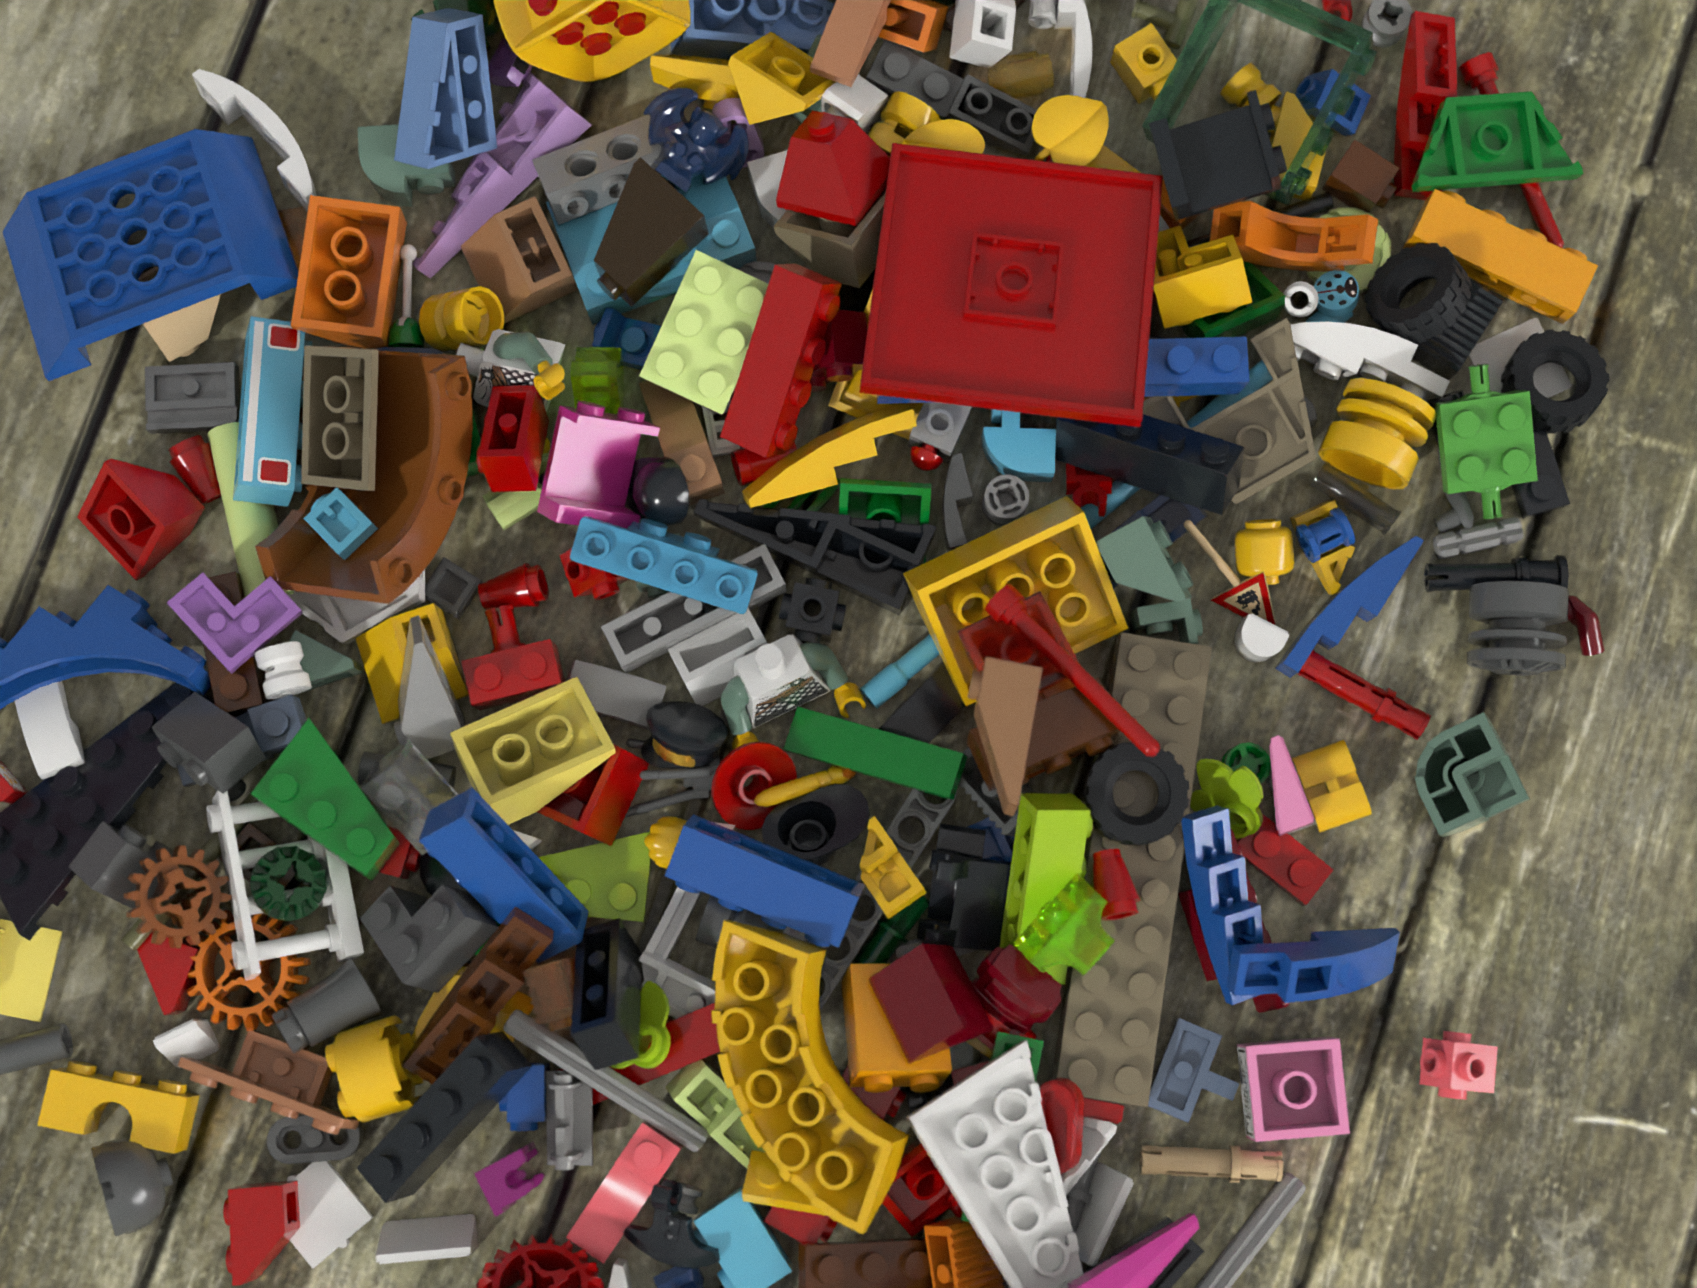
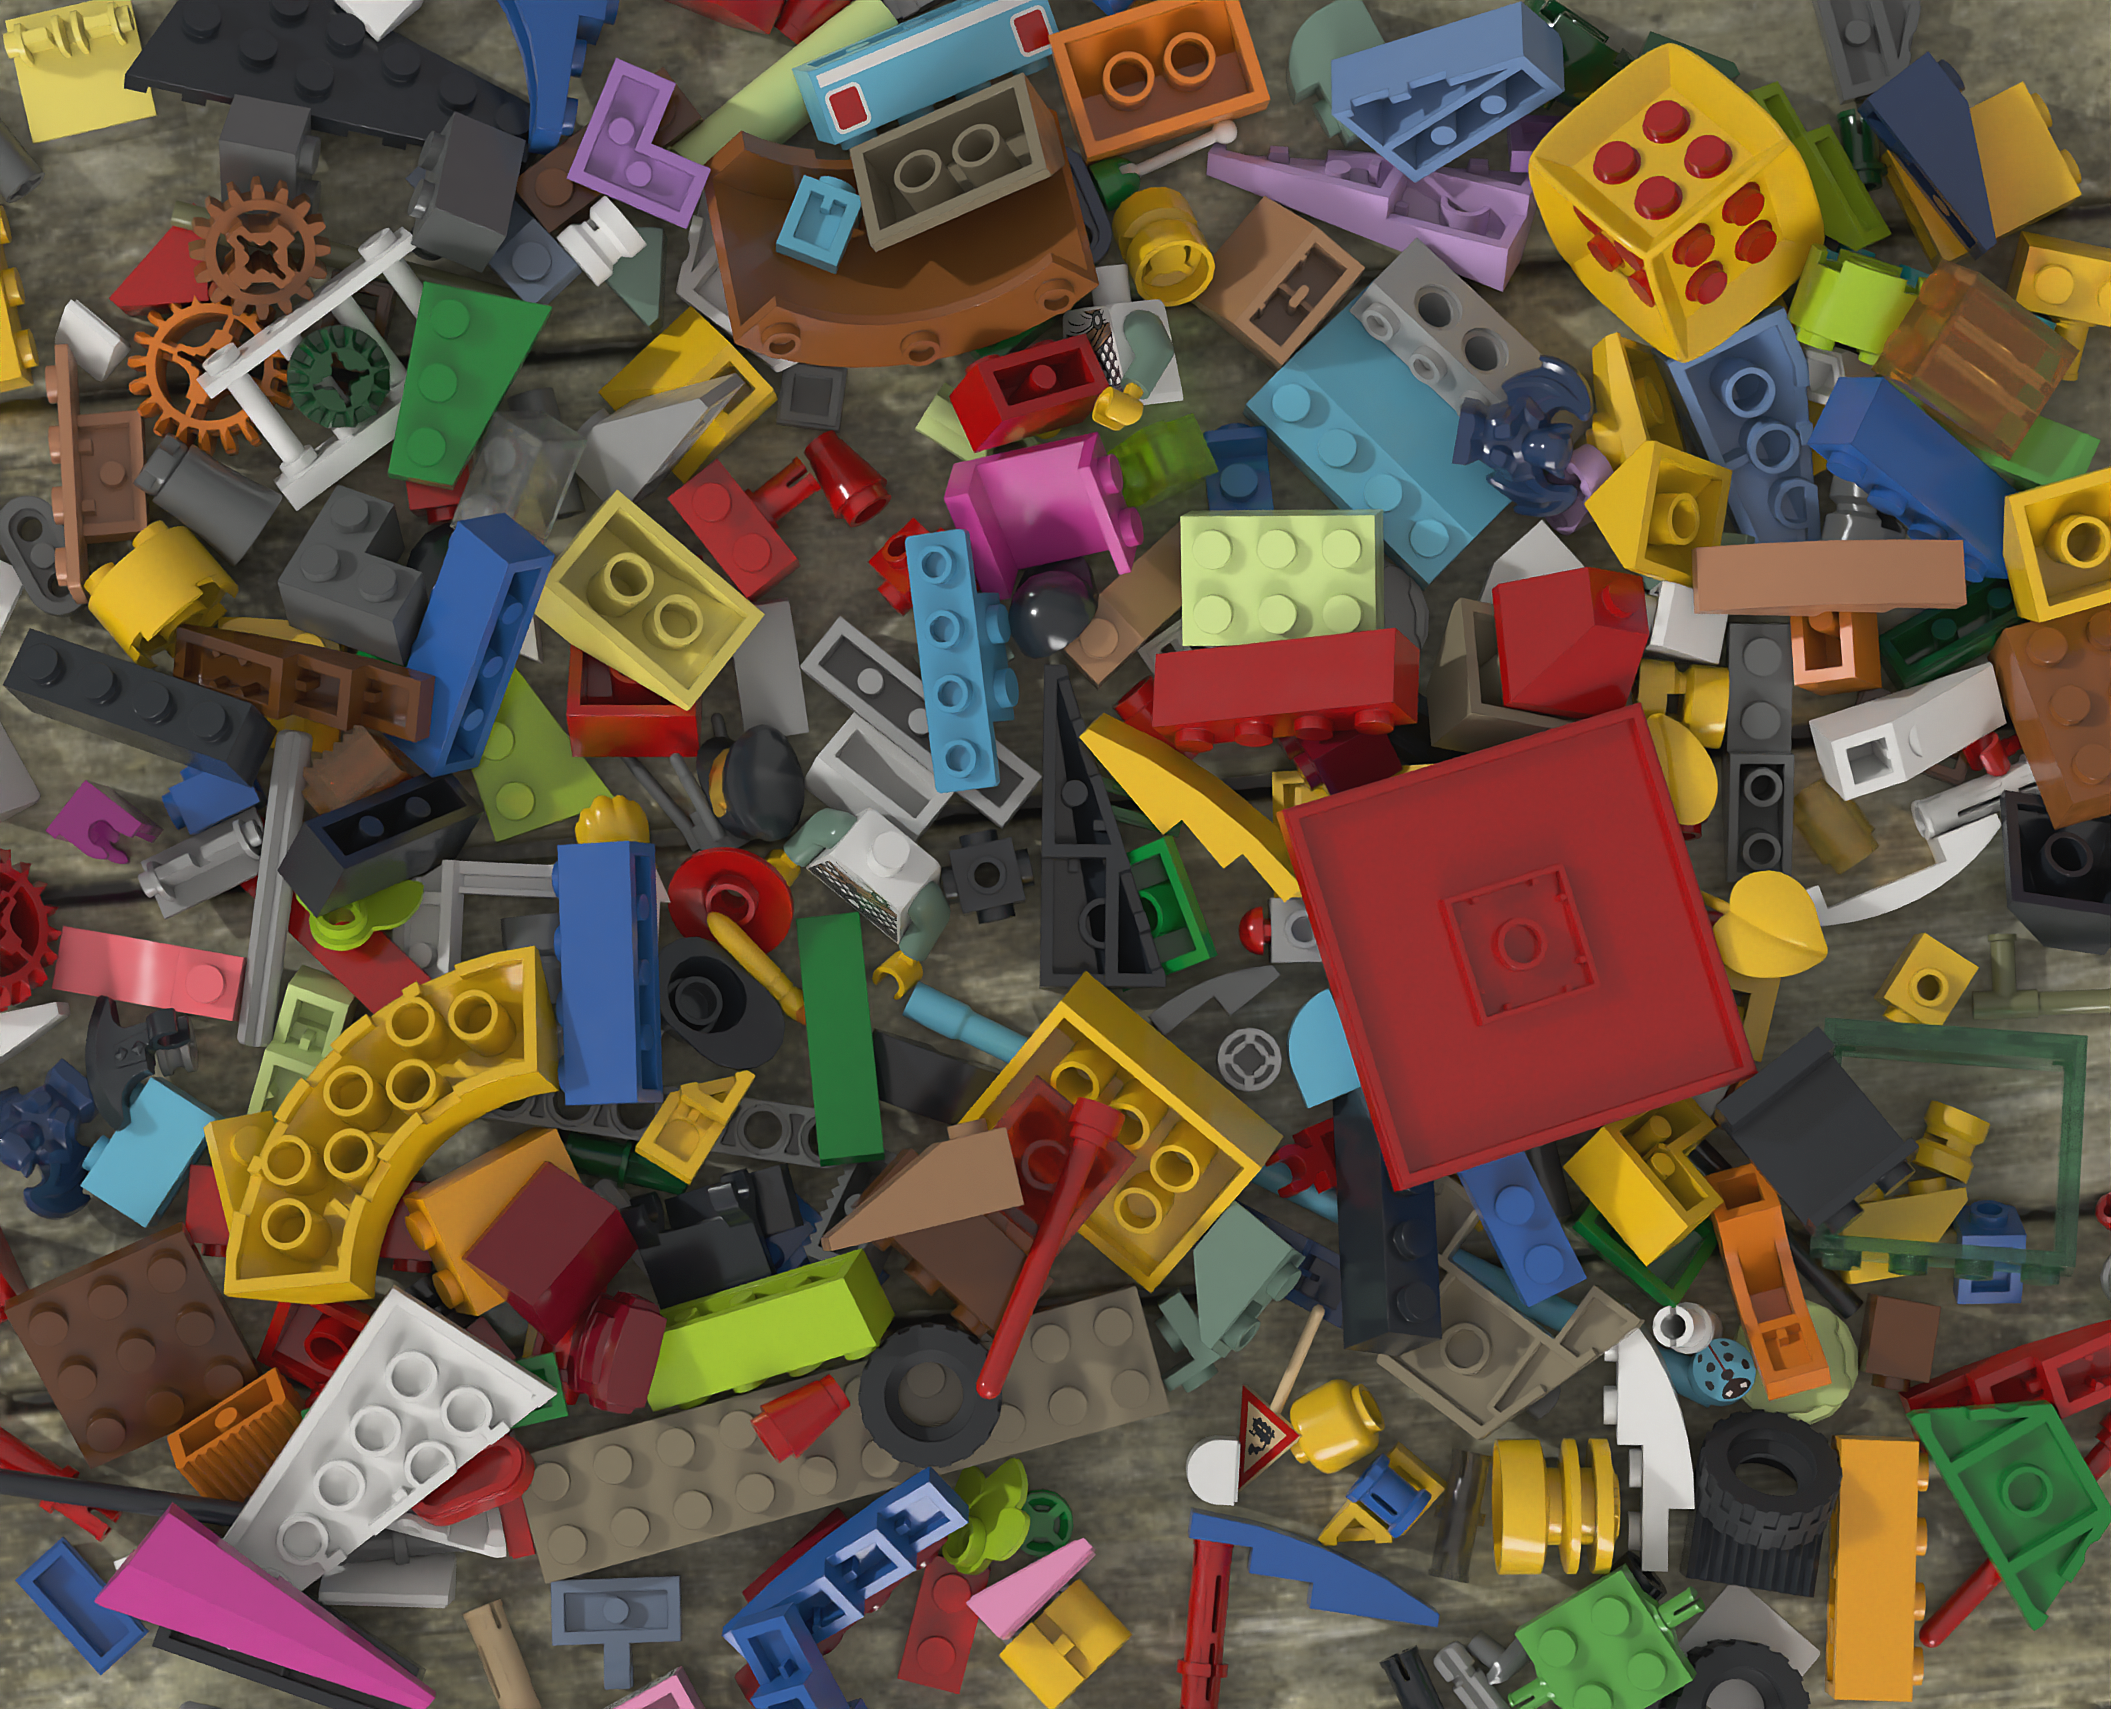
camera: 65 degrees right, 5 degrees up
(646, 235) = (1372, 437): dark brown slope -> none
(1068, 929) = (715, 1383): clear neon green brick -> none

